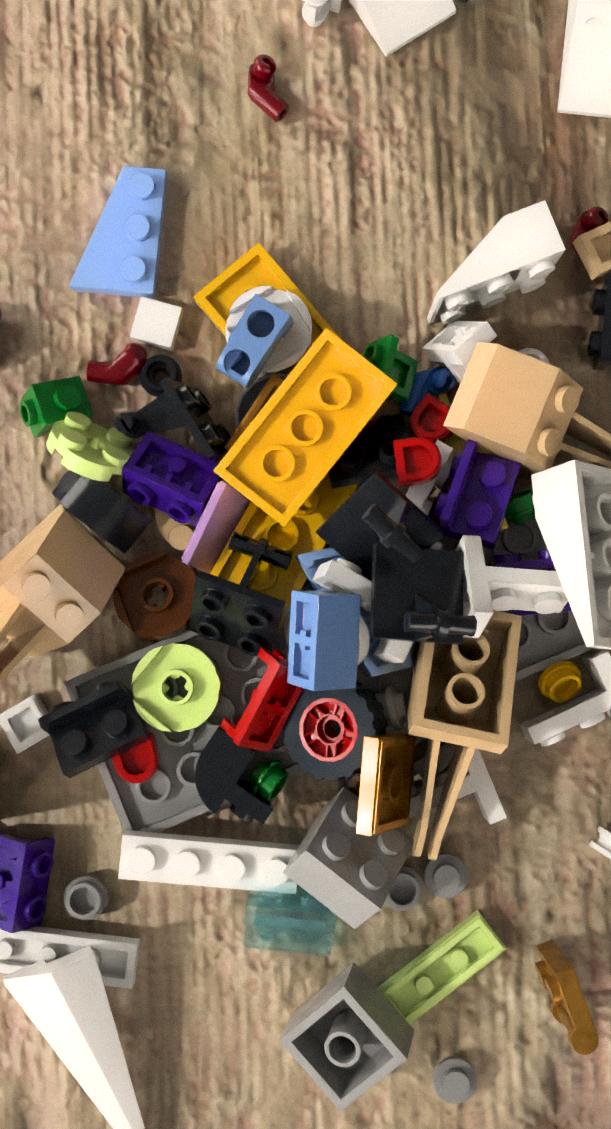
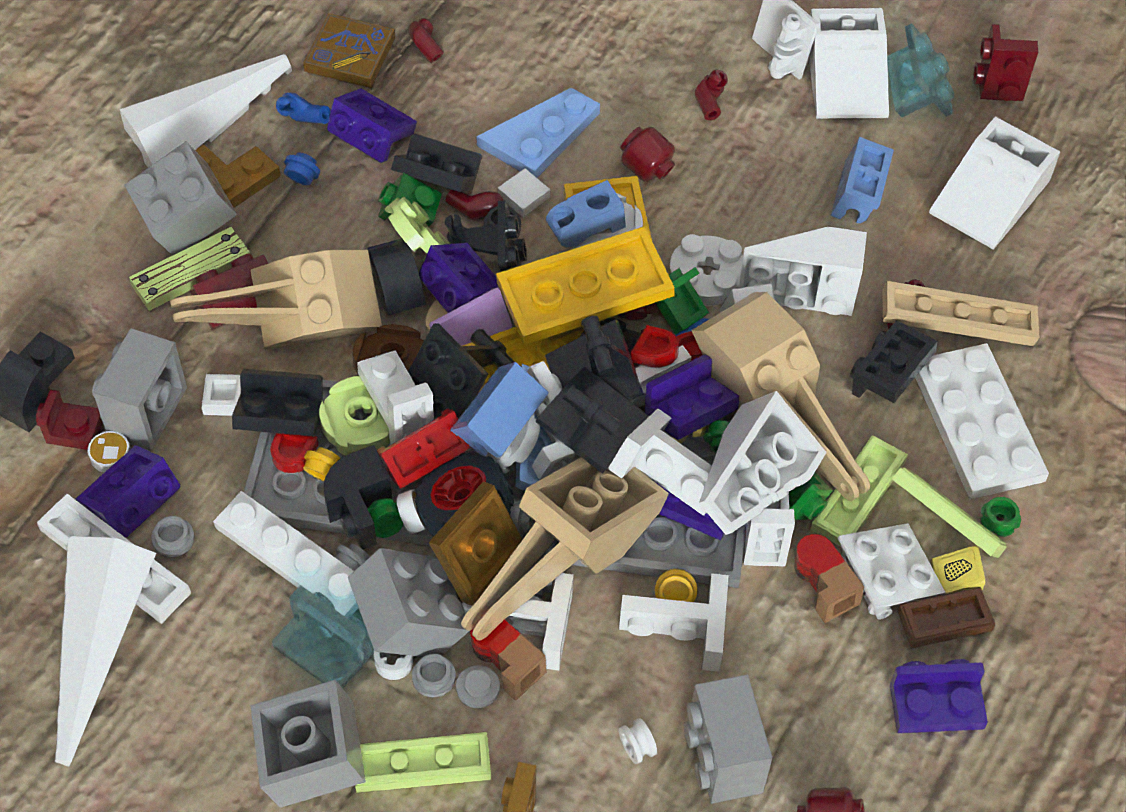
camera: 25 degrees right, 30 degrees down
(55, 348) = (439, 163): none -> black bracket
(178, 763) = (319, 462): none -> yellow plate
(203, 660) = (398, 399): none -> white bracket
(252, 207) = (648, 154): none -> dark red head
(264, 834) = (351, 556): none -> light grey plate
(287, 767) = (408, 512): none -> white tile
(397, 287) = (714, 252): none -> white plate
(464, 834) = (513, 655): none -> leg
(478, 114) = (862, 179): none -> medium blue hinge

